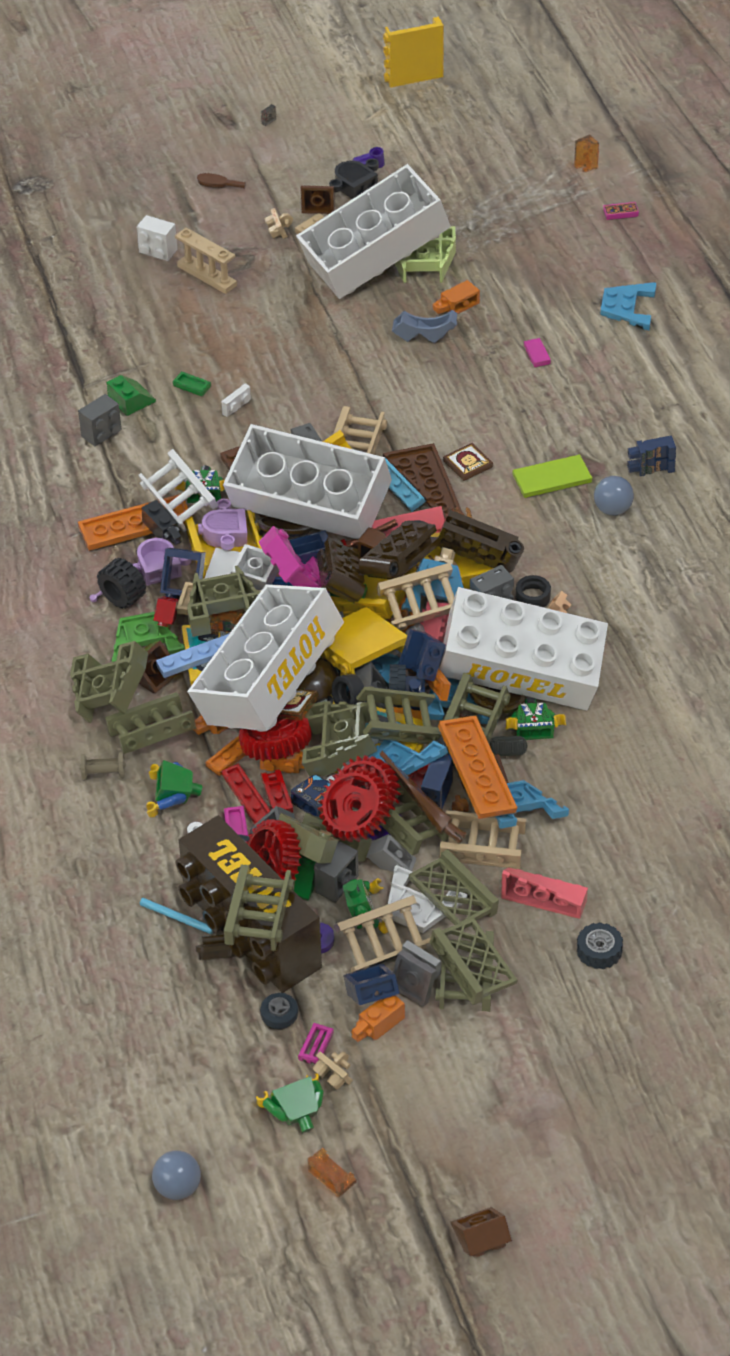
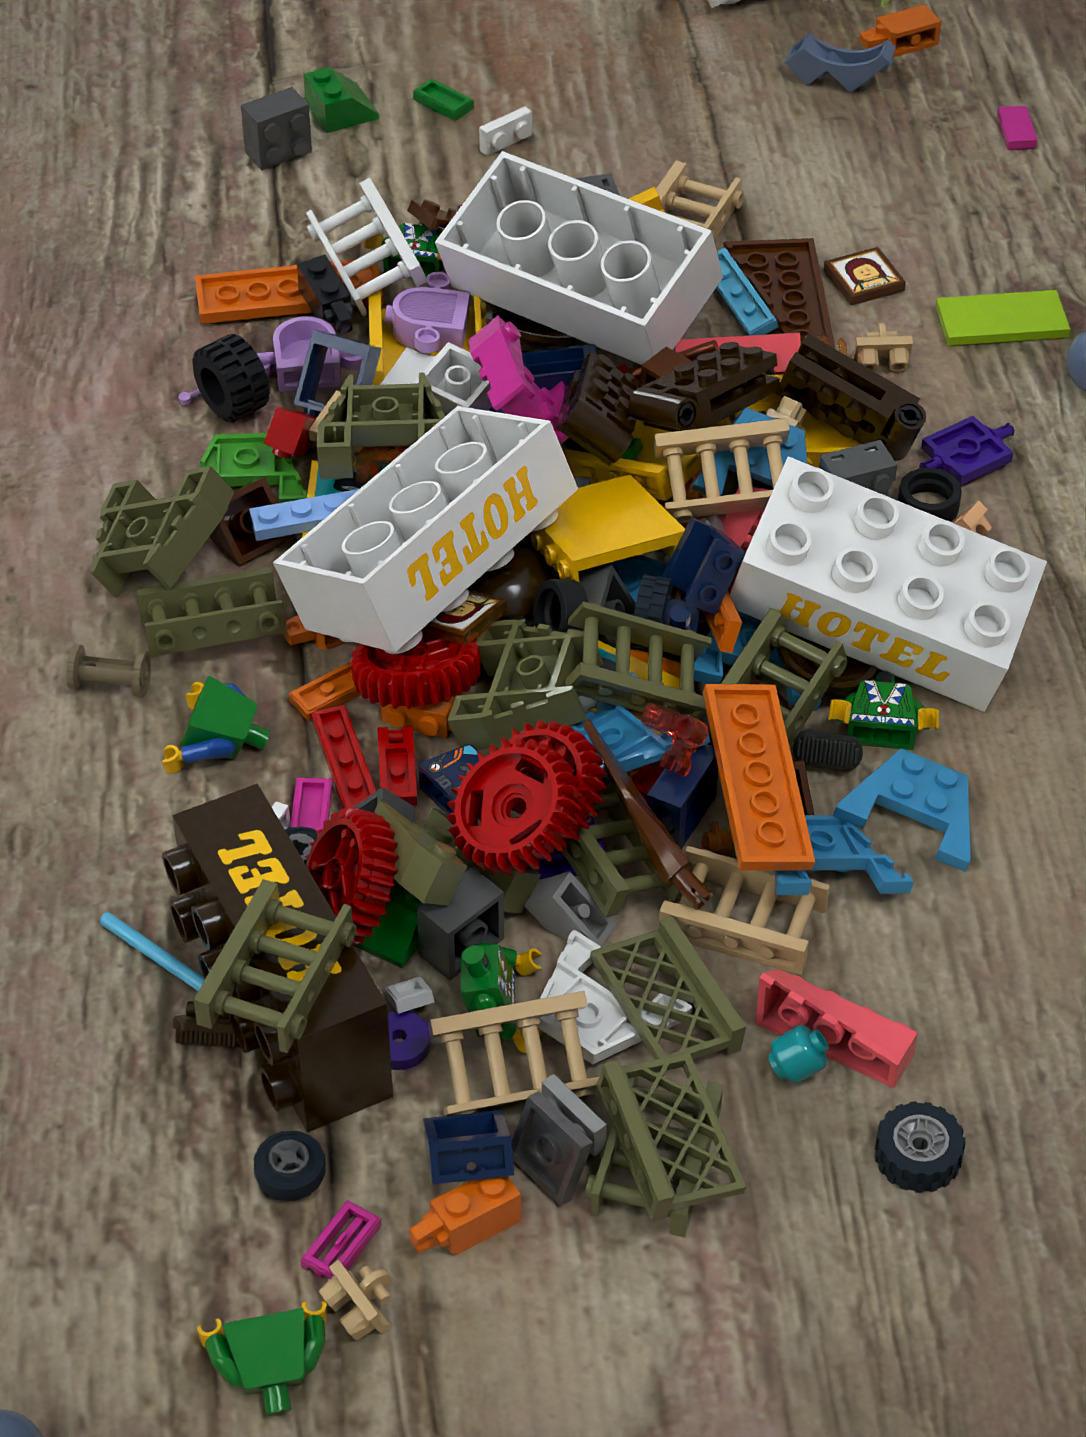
camera: 10 degrees right, 0 degrees up
(212, 464) = (431, 214): none -> reddish brown wing
(322, 911) = (409, 995): none -> white tile
(435, 749) = (686, 733): none -> clear red bar
(488, 504) = (883, 346): none -> tan hips
(528, 909) = (798, 1054): none -> teal head
(548, 560) = (968, 449): none -> dark purple plate
(564, 761) = (921, 792): none -> dark azure wing

